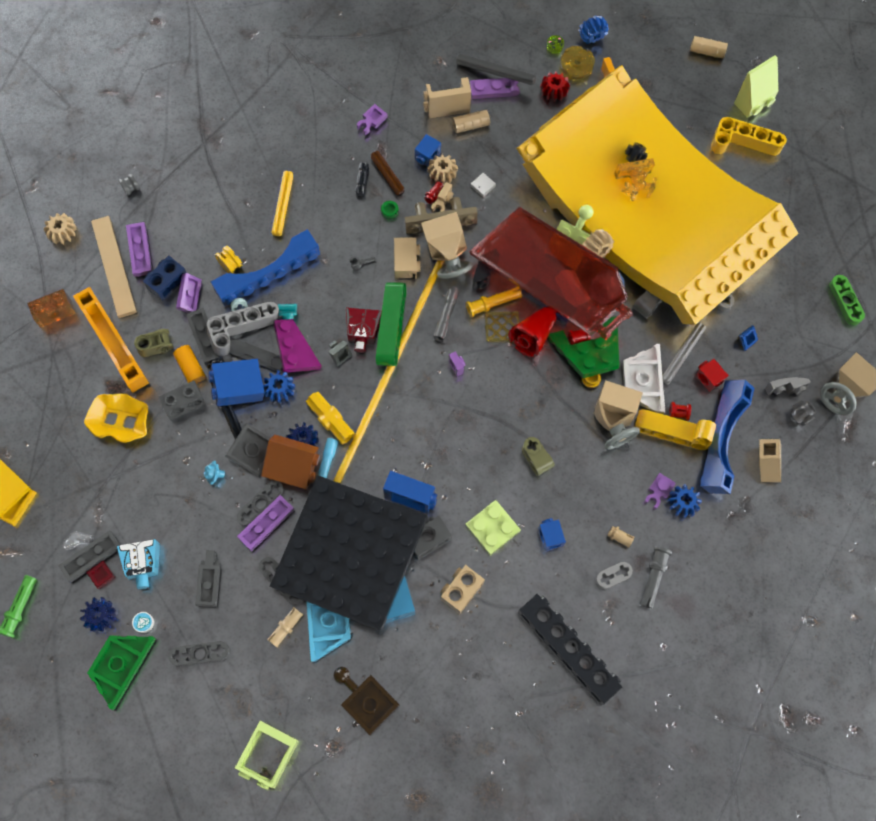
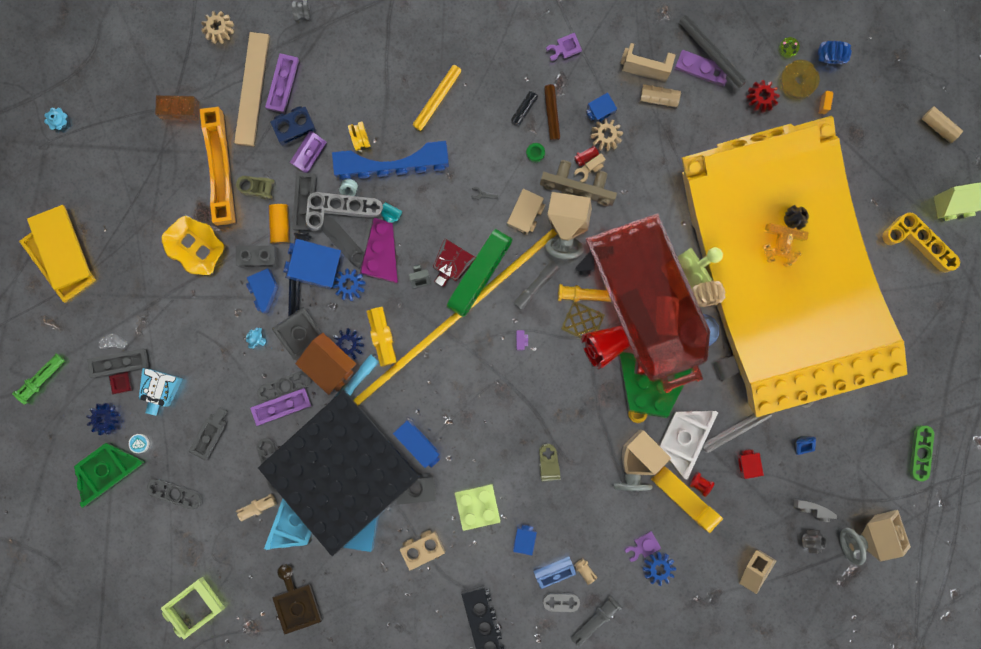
camera: 30 degrees right, 15 degrees up
(200, 424) = (264, 289): none -> blue slope
(483, 185) = (637, 169): white tile -> none
(593, 550) = (554, 572): none -> medium blue brick
(734, 402) = (755, 501): blue arch -> none

